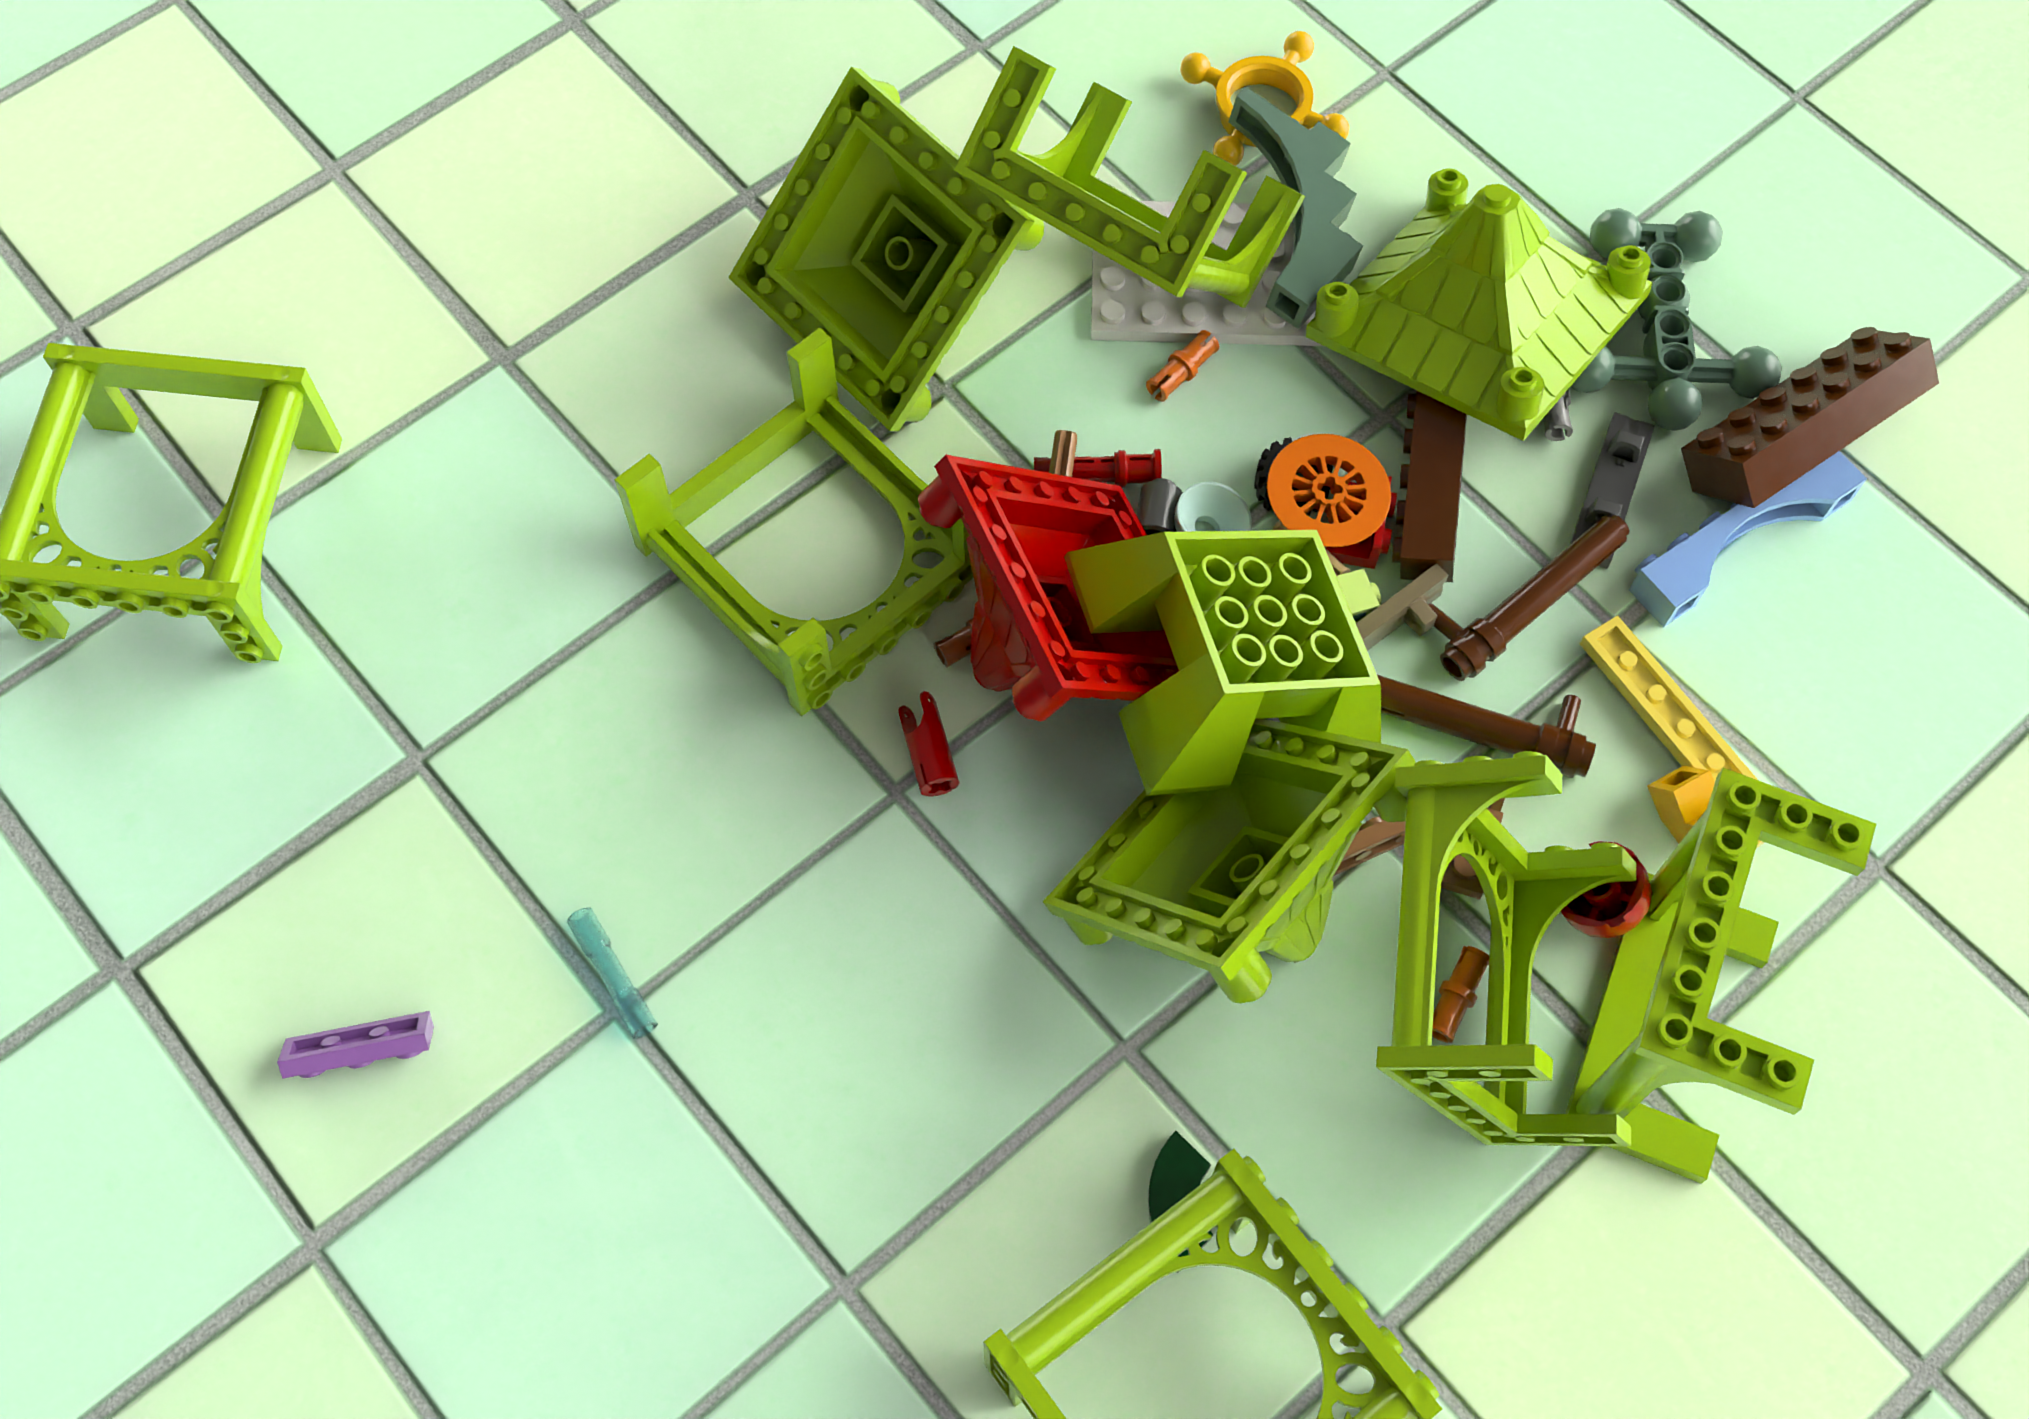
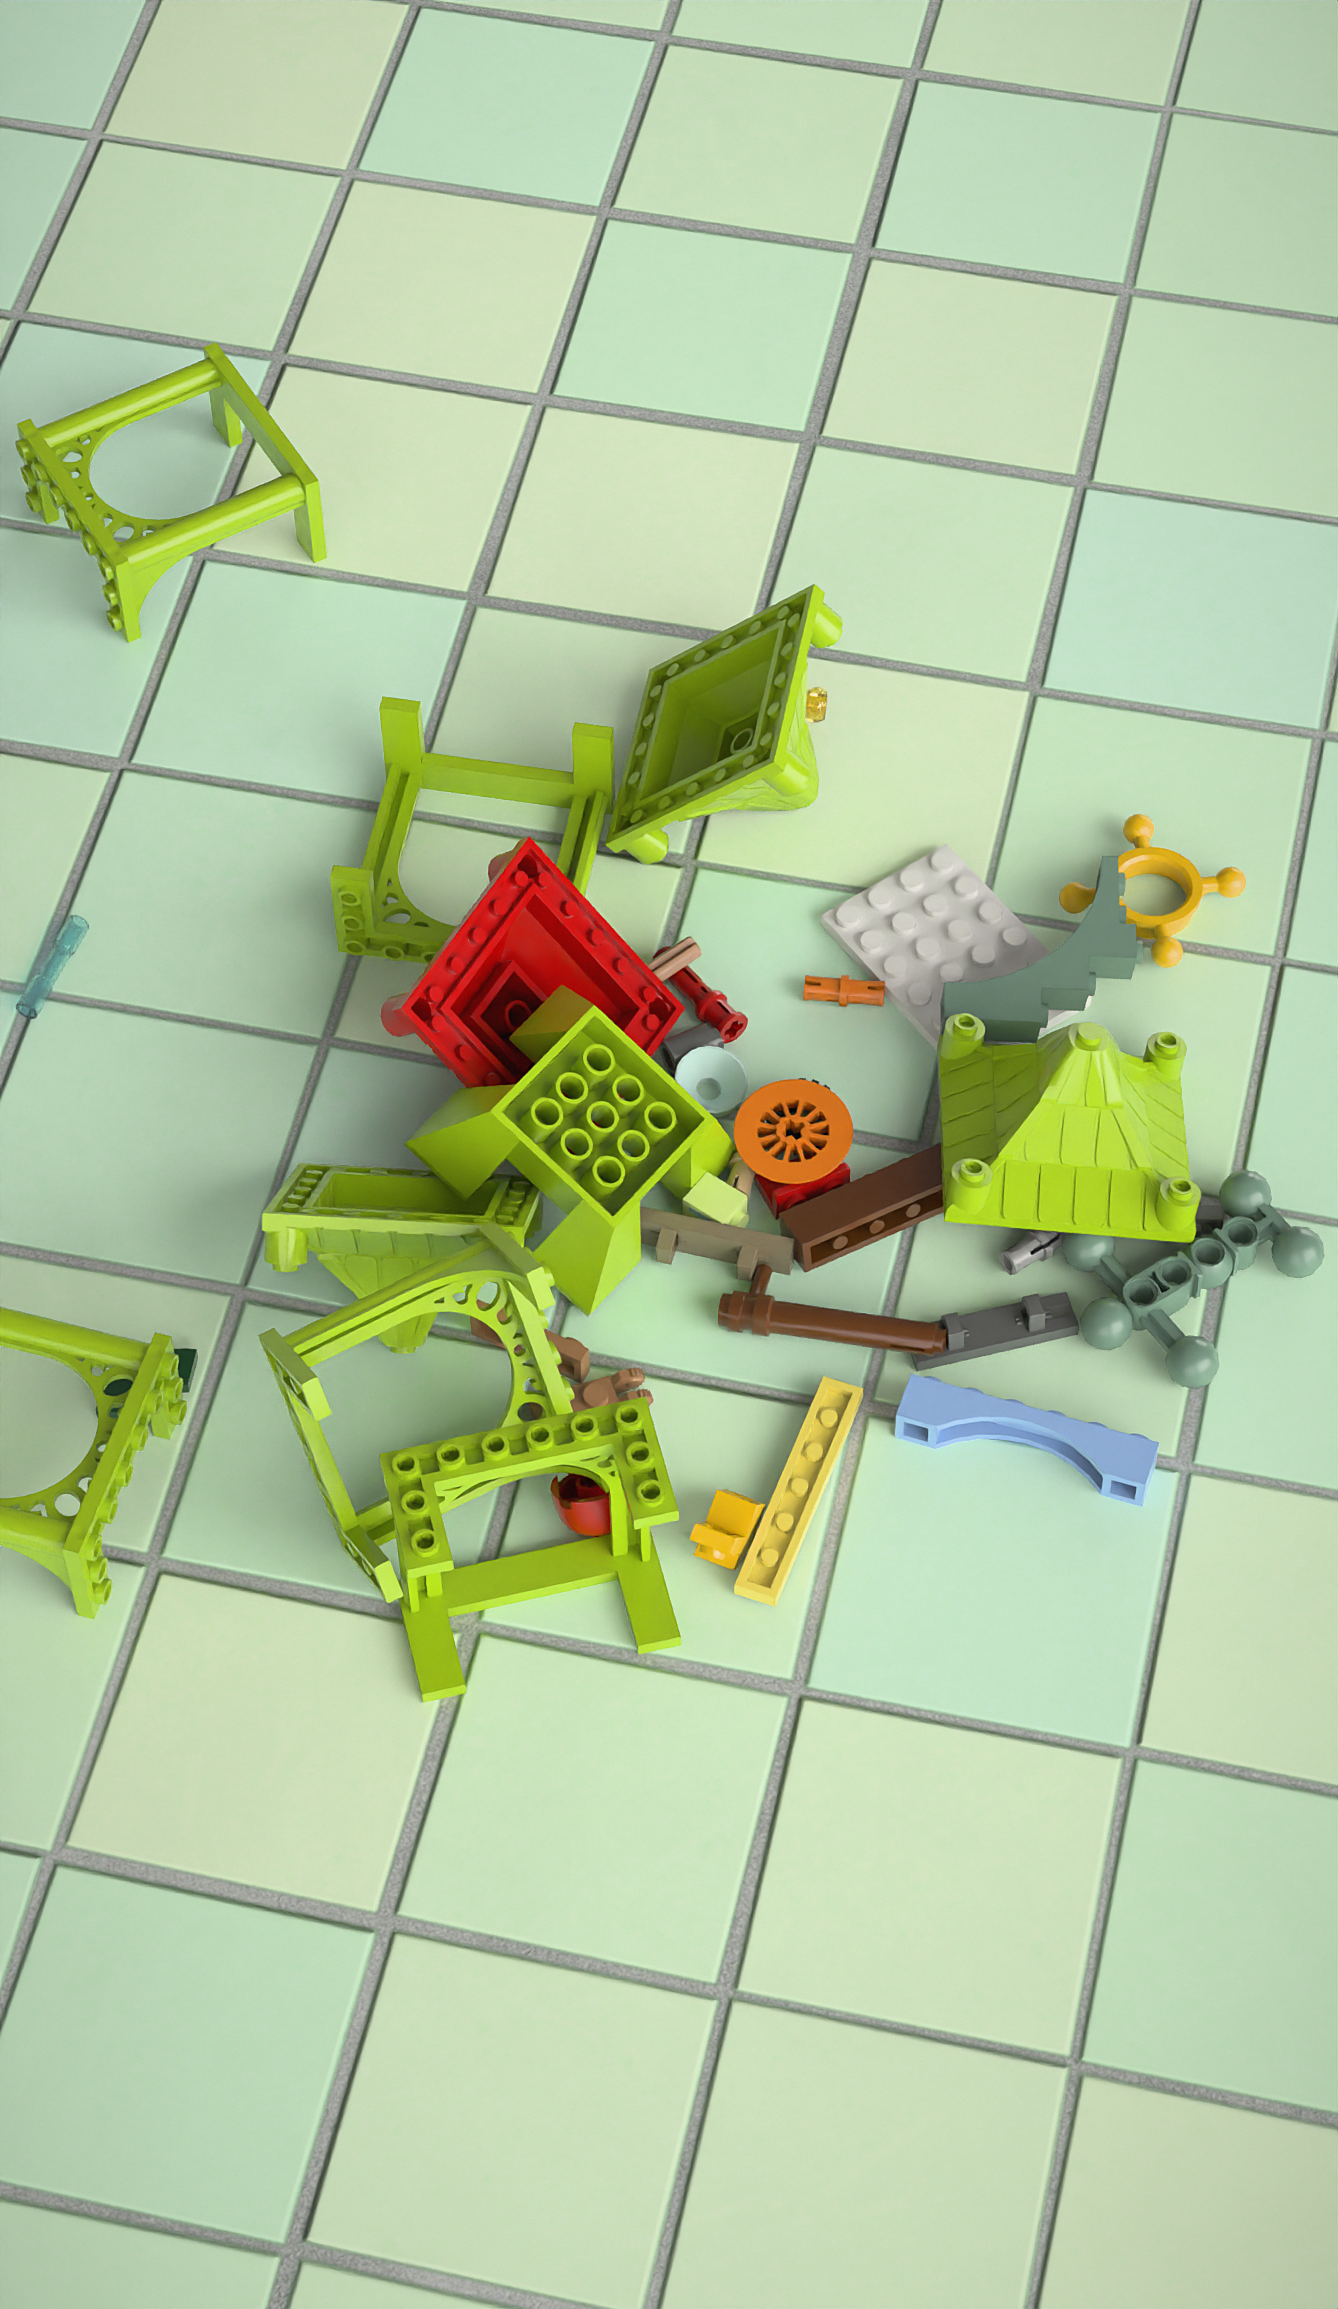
camera: 55 degrees right, 10 degrees down
(929, 748) = (361, 1040): red piece -> none
(1066, 194) = (920, 803): lime arch -> none
(1492, 729) = (701, 1400): reddish brown cylinder -> none
(1810, 416) = (1170, 1411): reddish brown brick -> none

